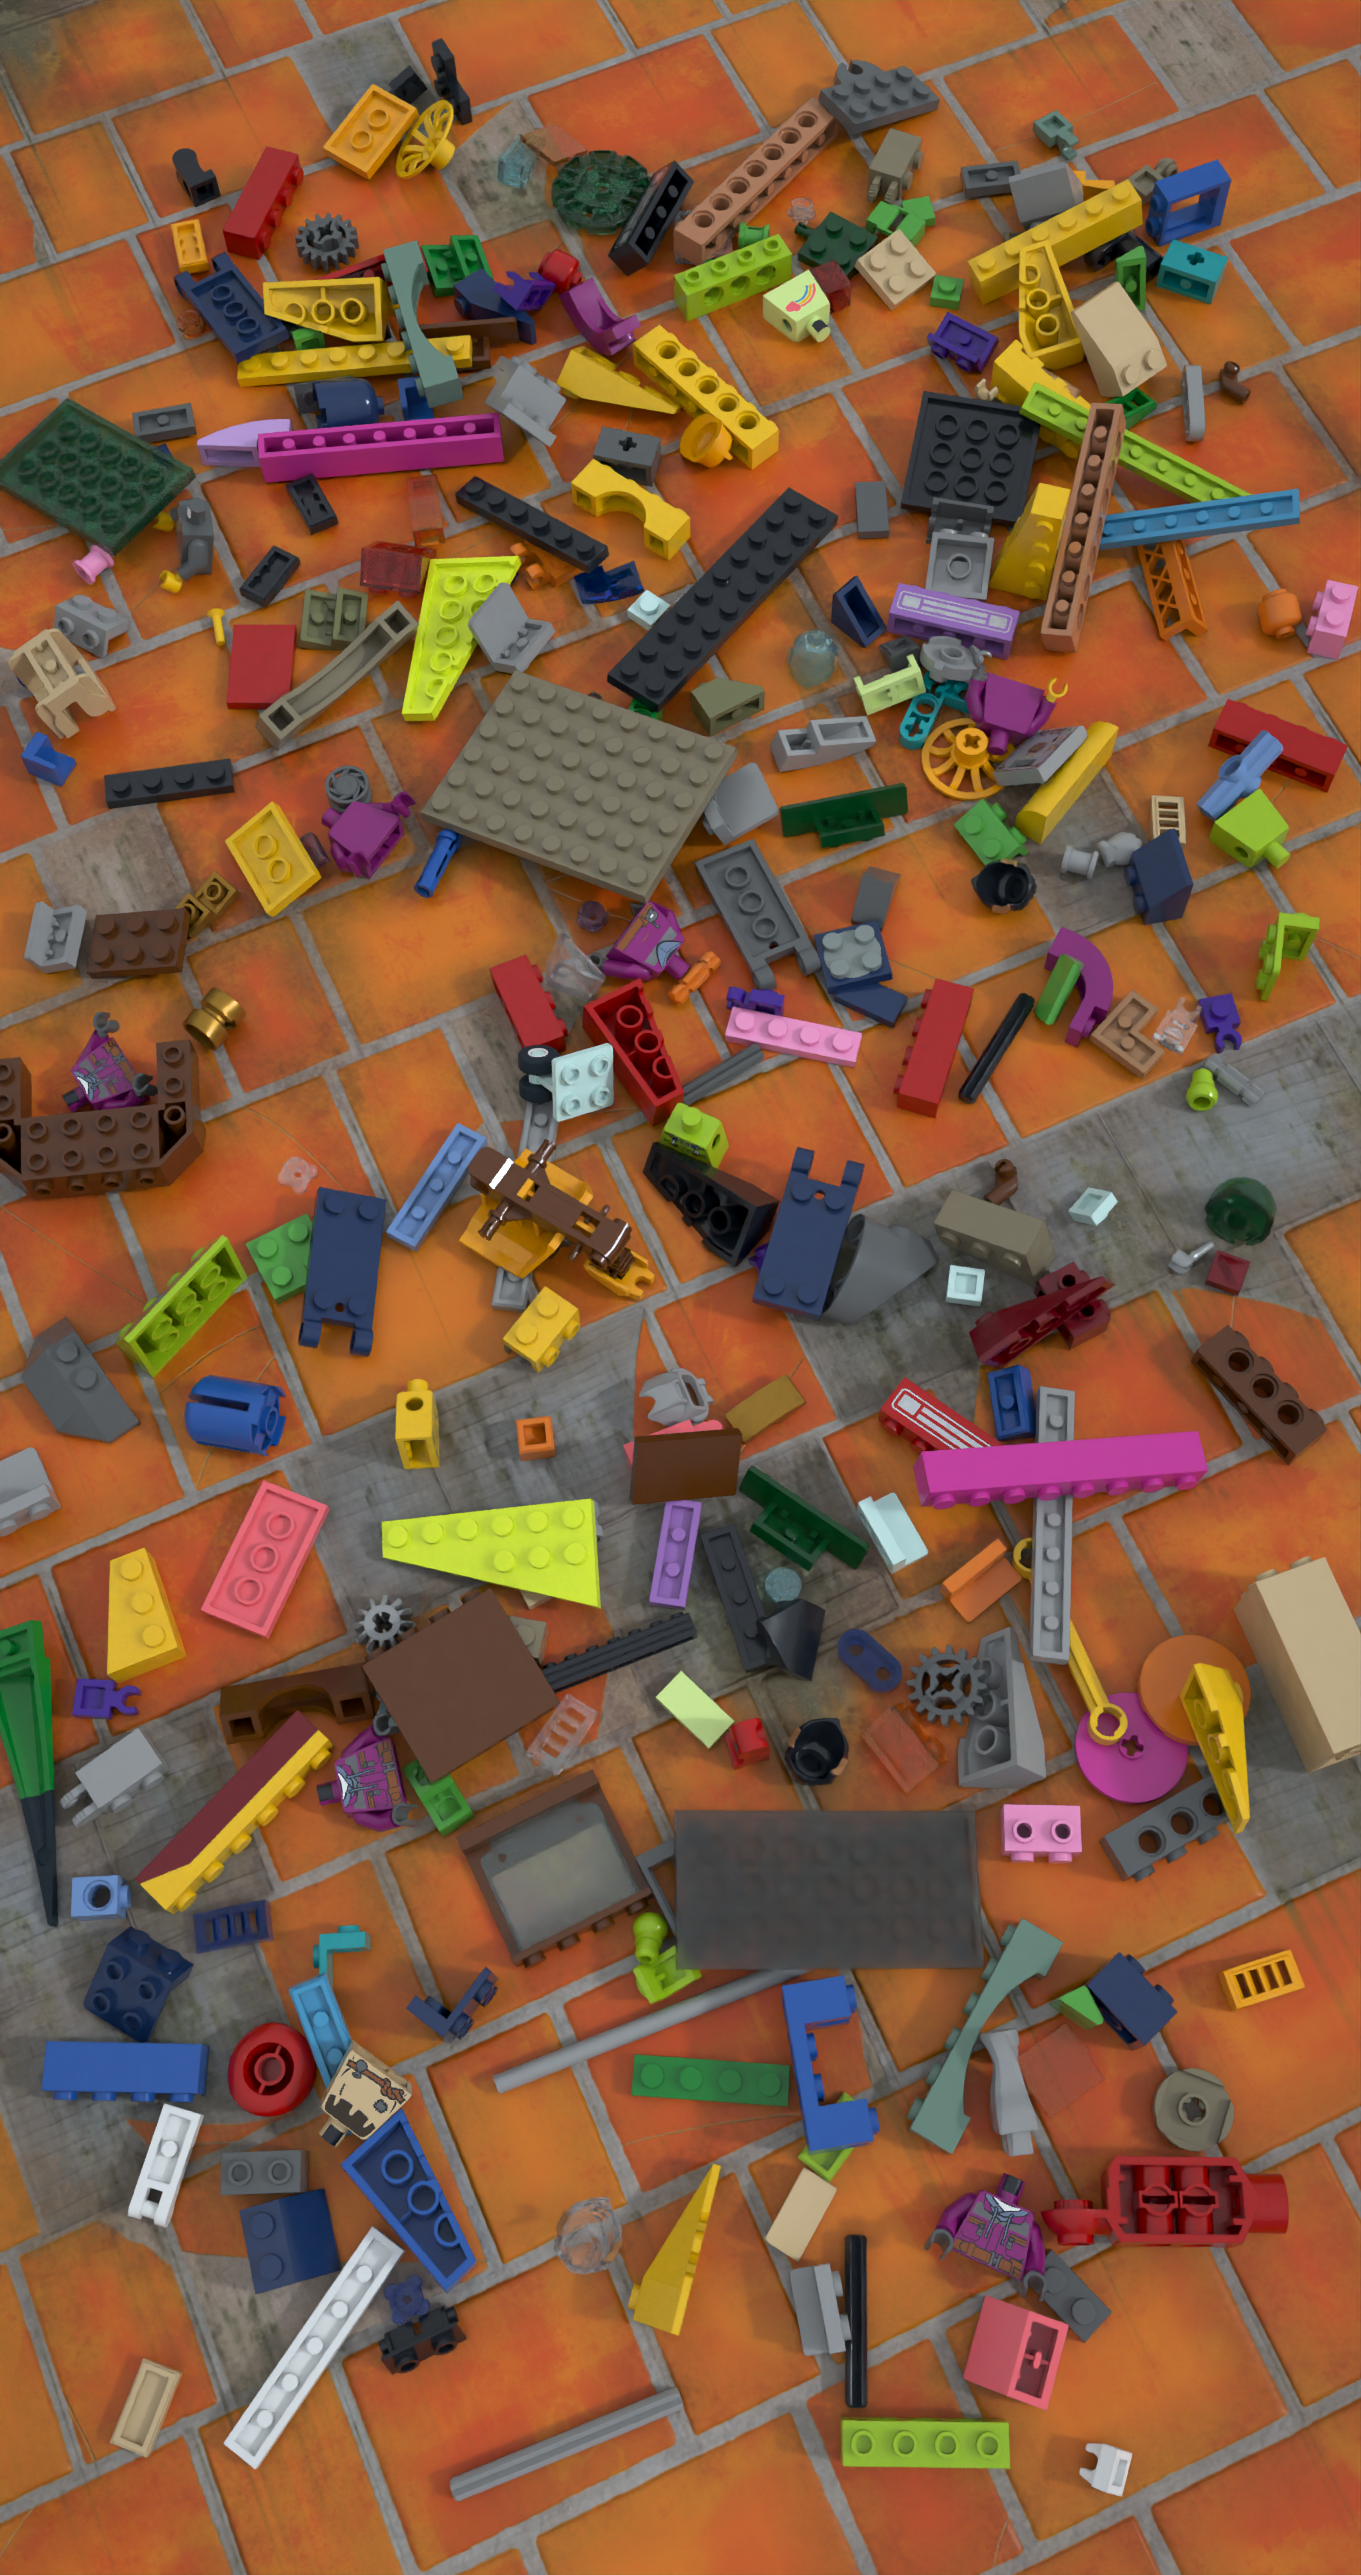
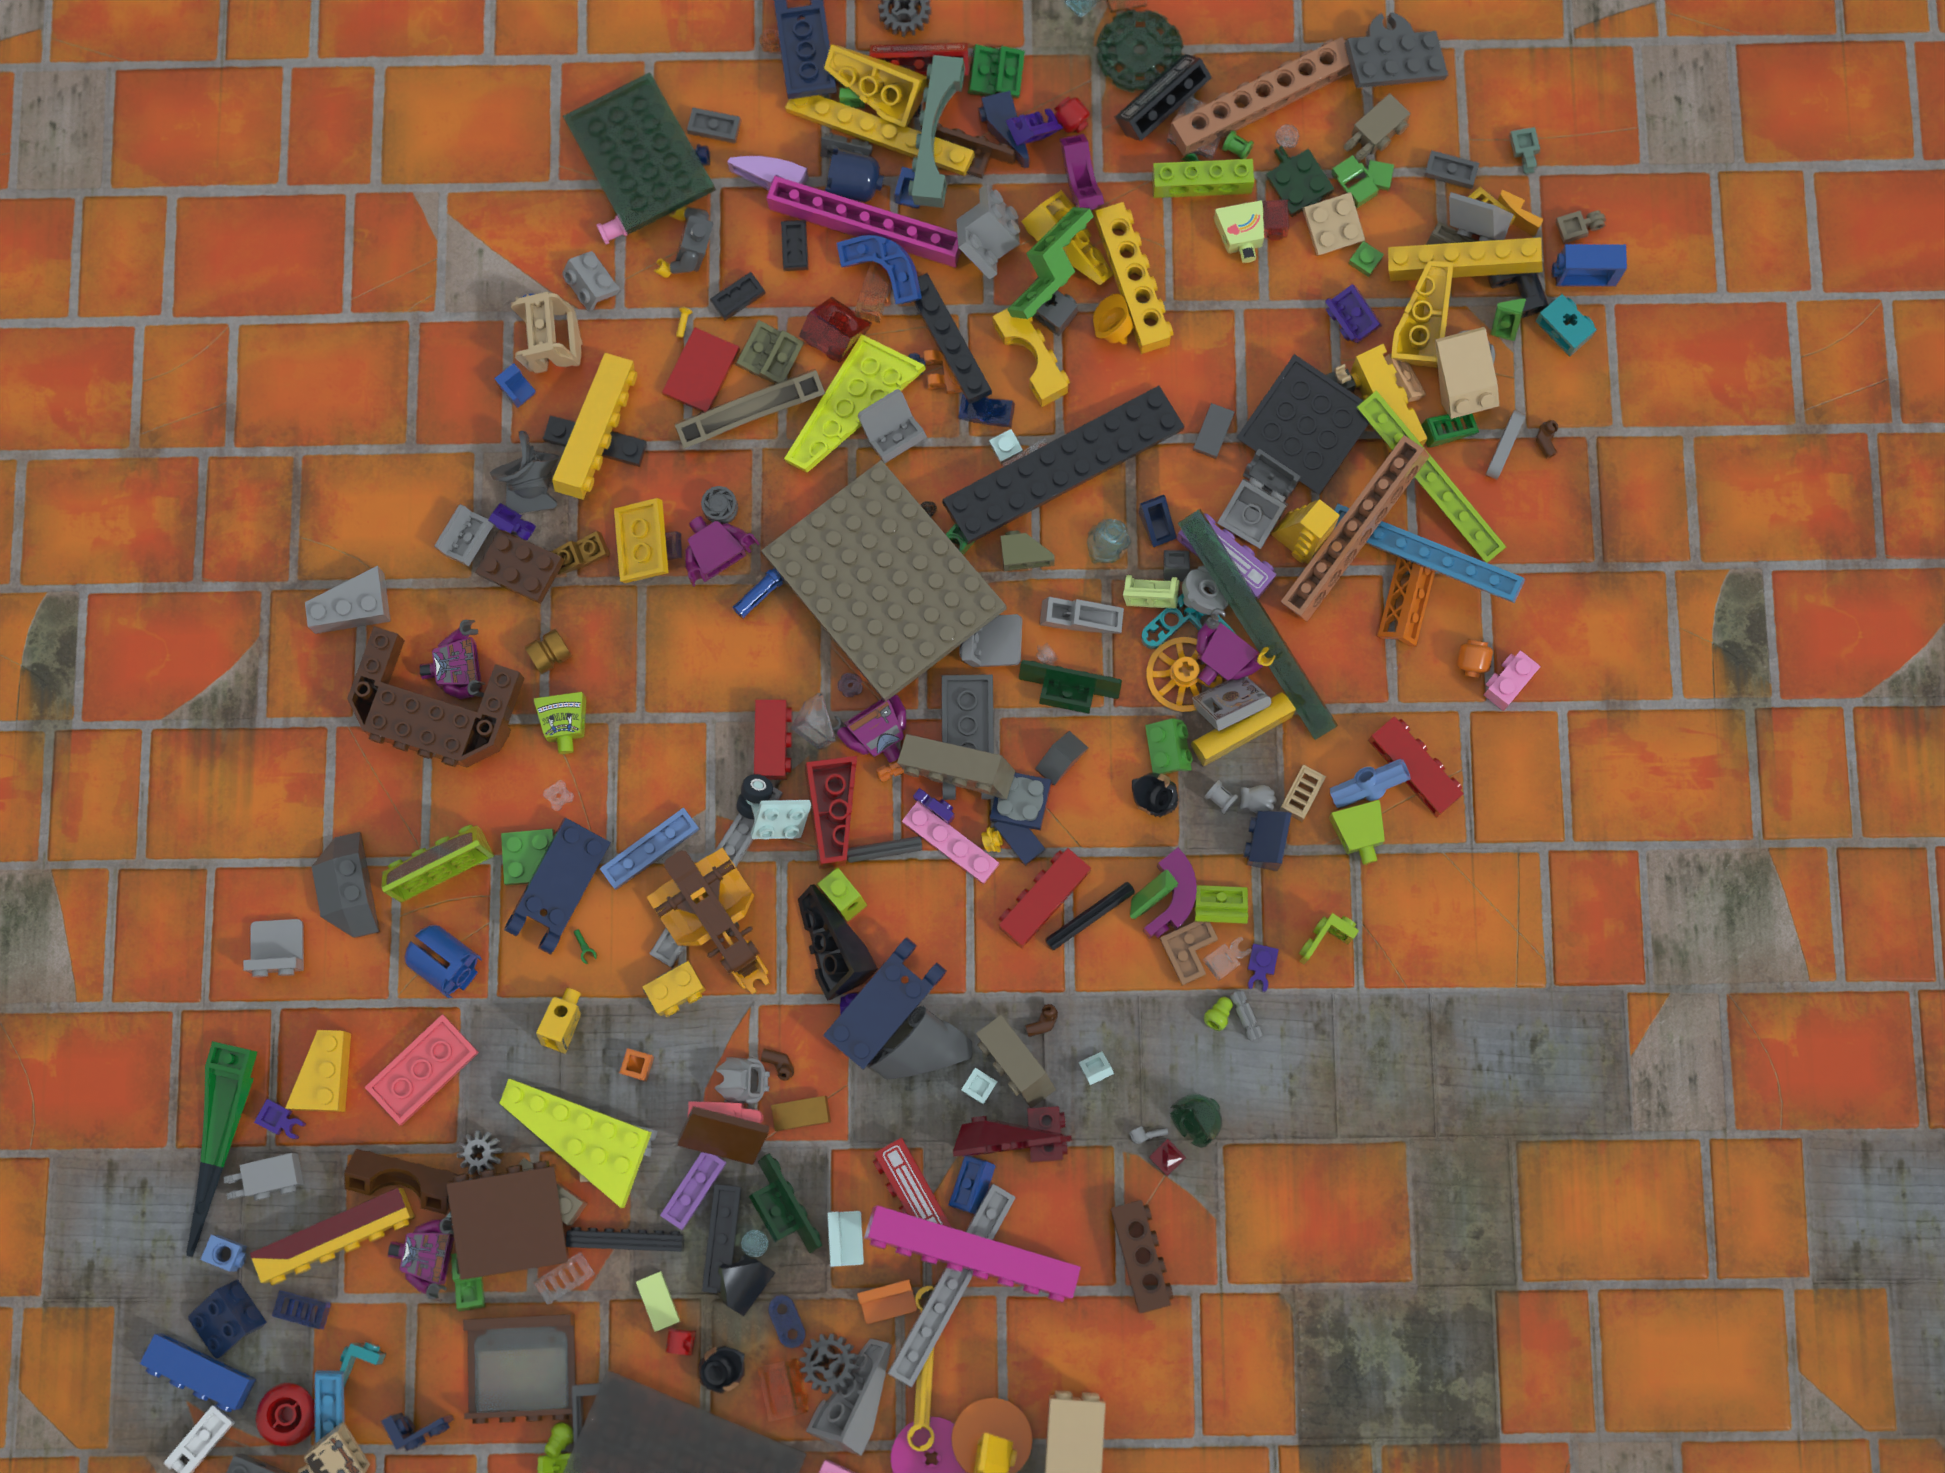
camera: 25 degrees right, 10 degrees up
(100, 900) = (509, 521): none -> dark purple plate
(108, 848) = (528, 479): none -> dark grey helmet
(163, 759) = (594, 426): none -> yellow brick
(263, 1086) = (562, 719): none -> lime torso
(408, 1332) = (584, 946): none -> green hand
(417, 465) = (890, 256): none -> blue plate
(612, 400) = (1050, 263): none -> bright green bracket
(712, 1361) = (781, 1061): none -> reddish brown arm
(764, 938) = (956, 765): none -> dark tan wedge
(803, 793) = (1046, 654): none -> clear plate
(841, 1011) = (992, 840): none -> yellow plate
(1024, 663) = (1257, 623): none -> clear green plate
(1144, 970) = (1221, 904): none -> lime plate

